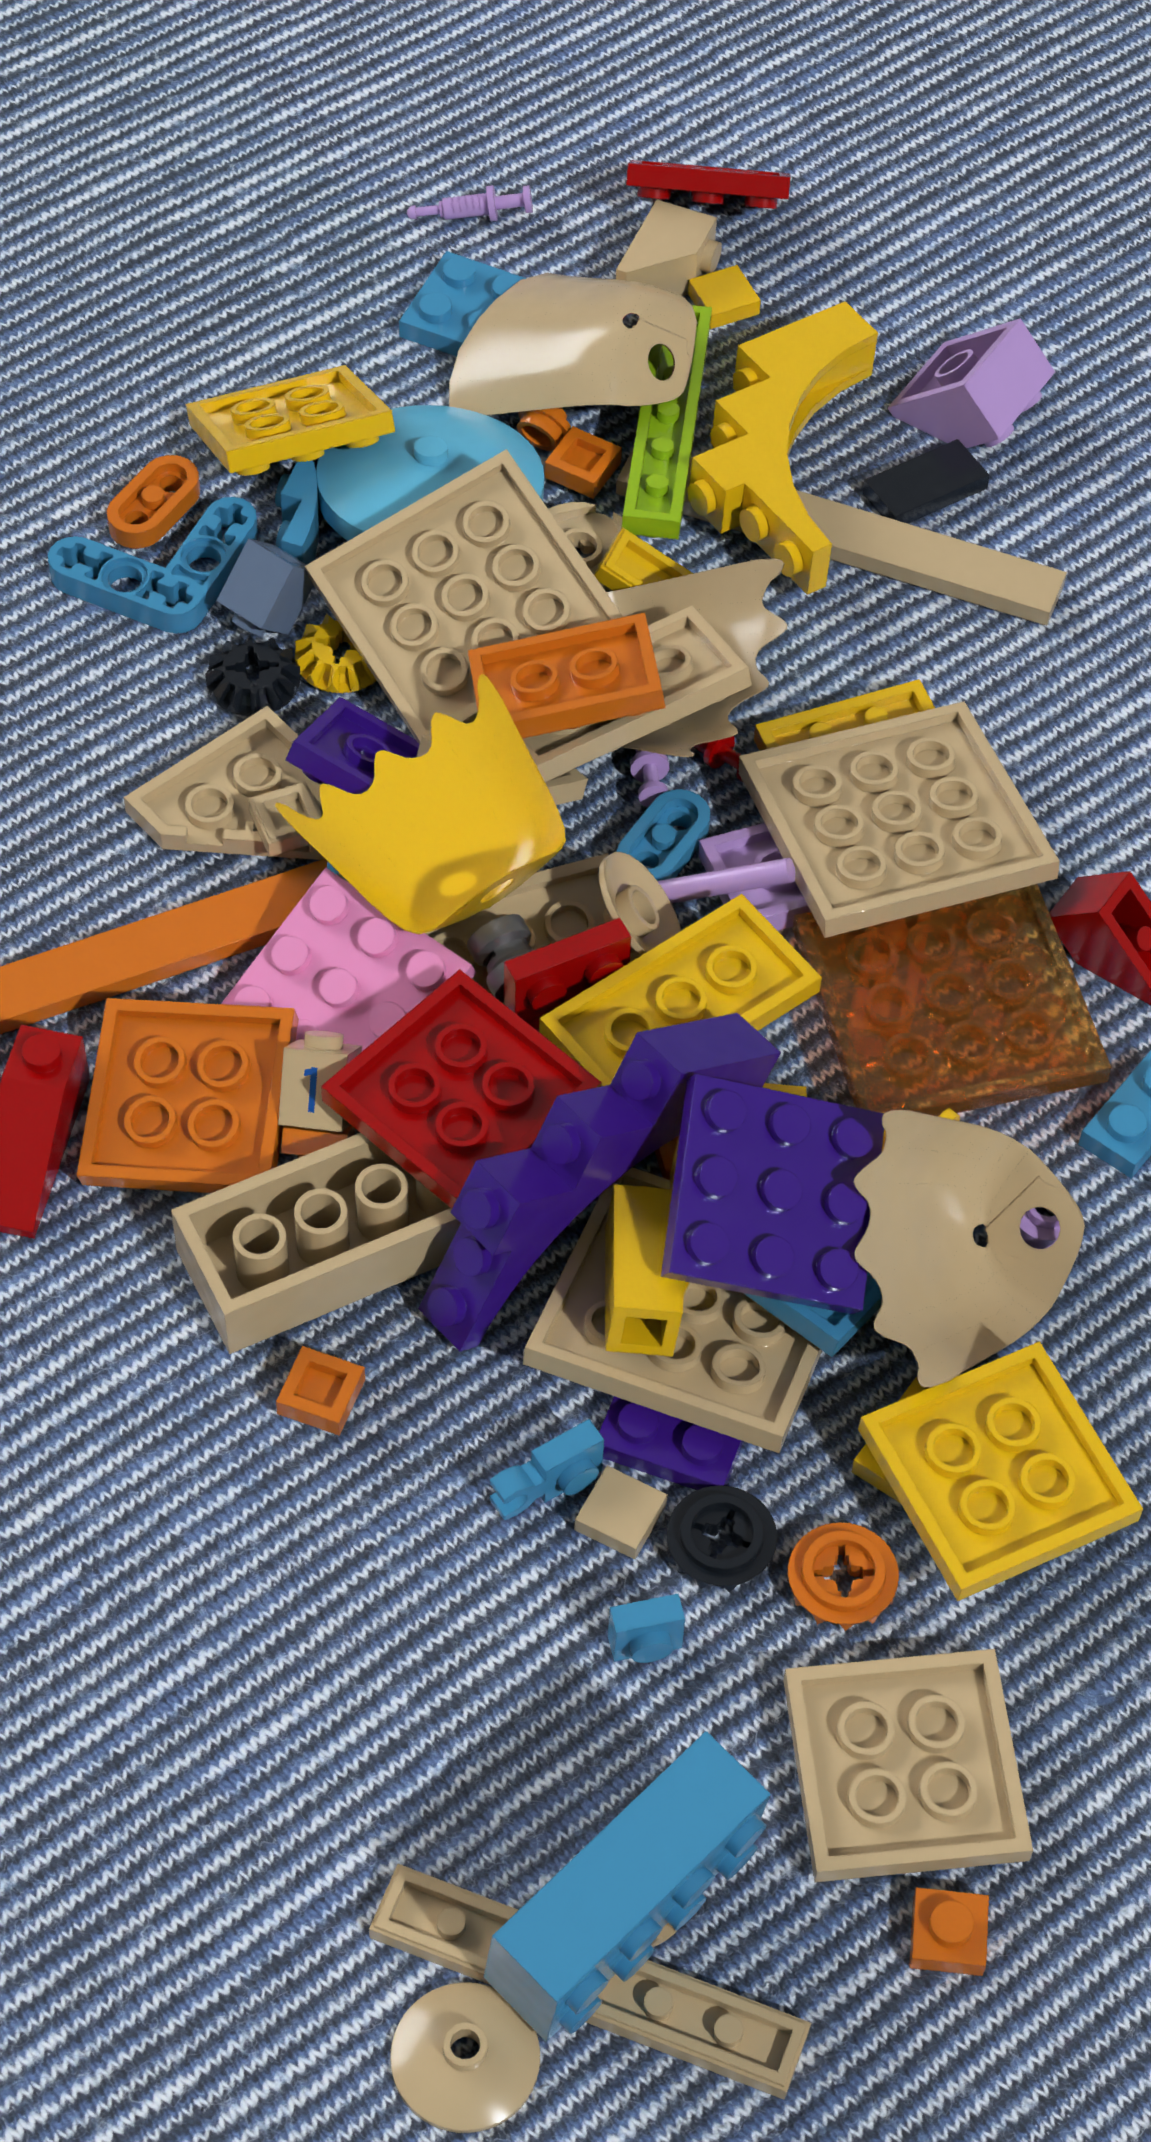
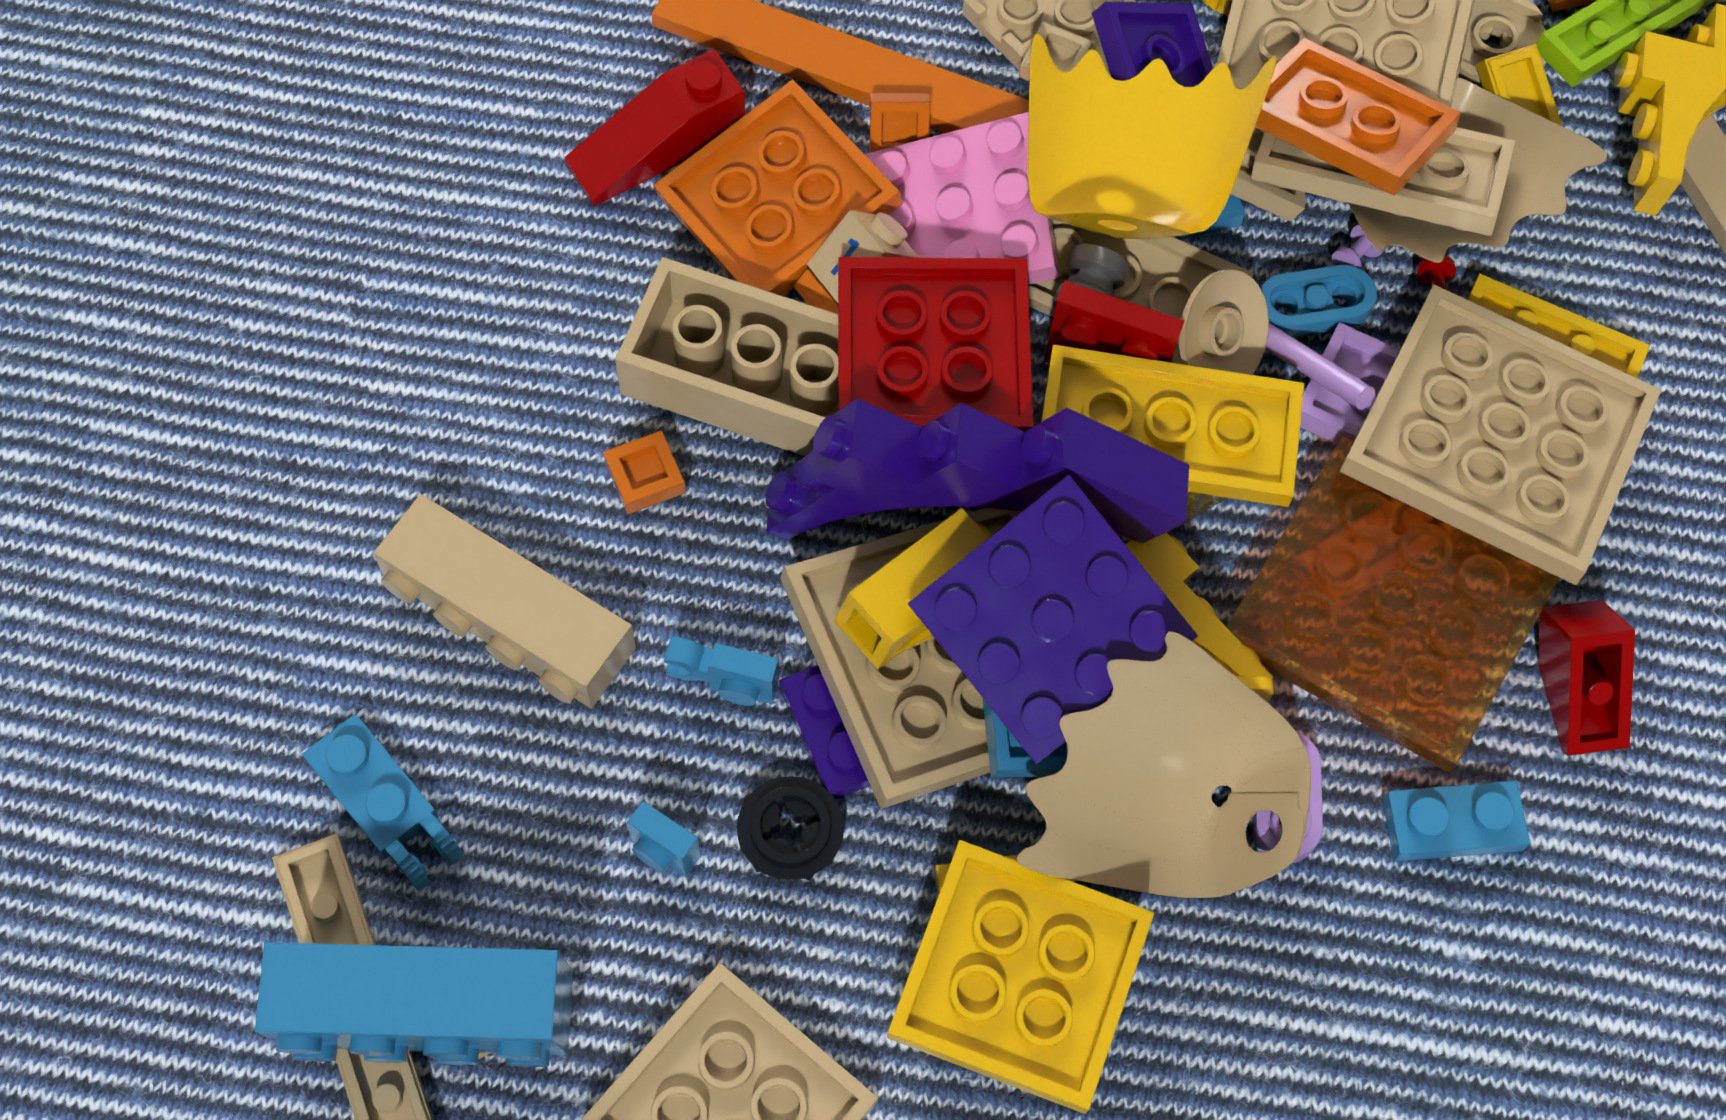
camera: 45 degrees right, 10 degrees up
(215, 964) = (898, 119): none -> orange plate
(328, 1578) = (505, 602): none -> tan brick
(400, 1810) = (379, 796): none -> dark azure hinge
(457, 2091) = (203, 1023): tan dish -> none
(620, 1512) = (746, 744): tan tile -> none
(865, 1557) = (841, 907): orange gear -> none

